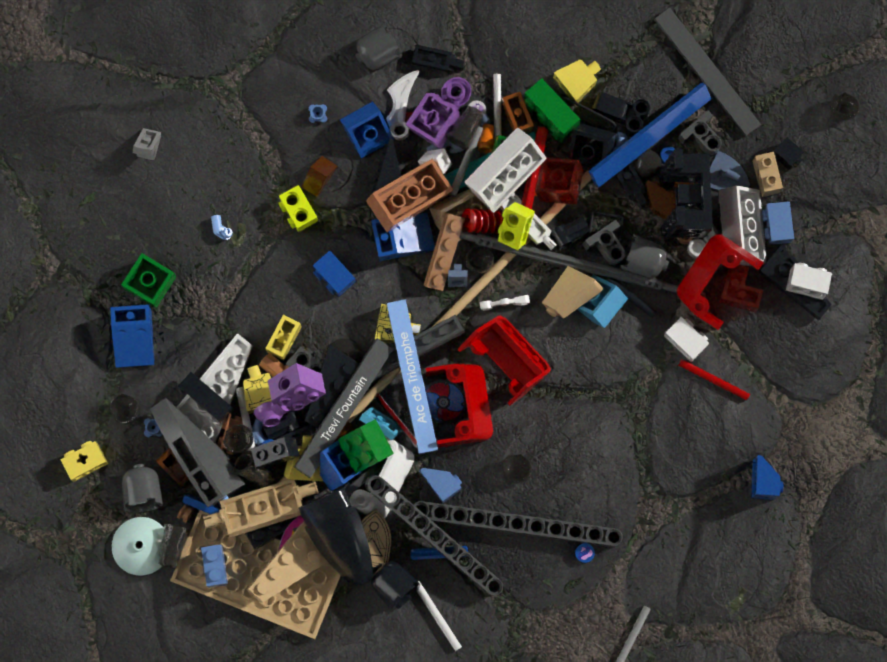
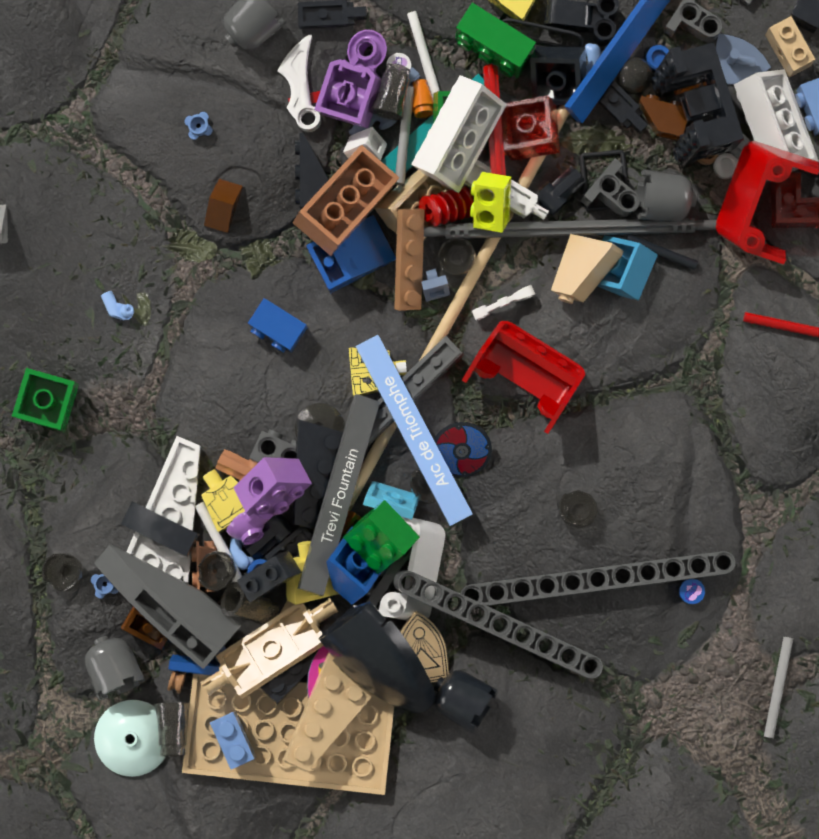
camera: 10 degrees left, 5 degrees up
(94, 460) = (43, 647): light yellow brick -> none
(132, 336) = (45, 476): blue slope -> none
(283, 337) = (237, 425): light yellow brick -> none
(301, 207) = (212, 251): neon yellow brick -> none
(367, 129) = (266, 129): blue slope -> none
(399, 423) = (410, 491): red sticker -> none
(430, 553) = (500, 645): blue axle -> none
(438, 617) = (535, 727): white bar -> none
(442, 483) = (489, 553): medium blue slope -> none
(479, 425) = (516, 466): red windscreen -> none
(517, 112) = (452, 55): dark orange brick -> none
(686, 338) = (745, 285): white brick -> none

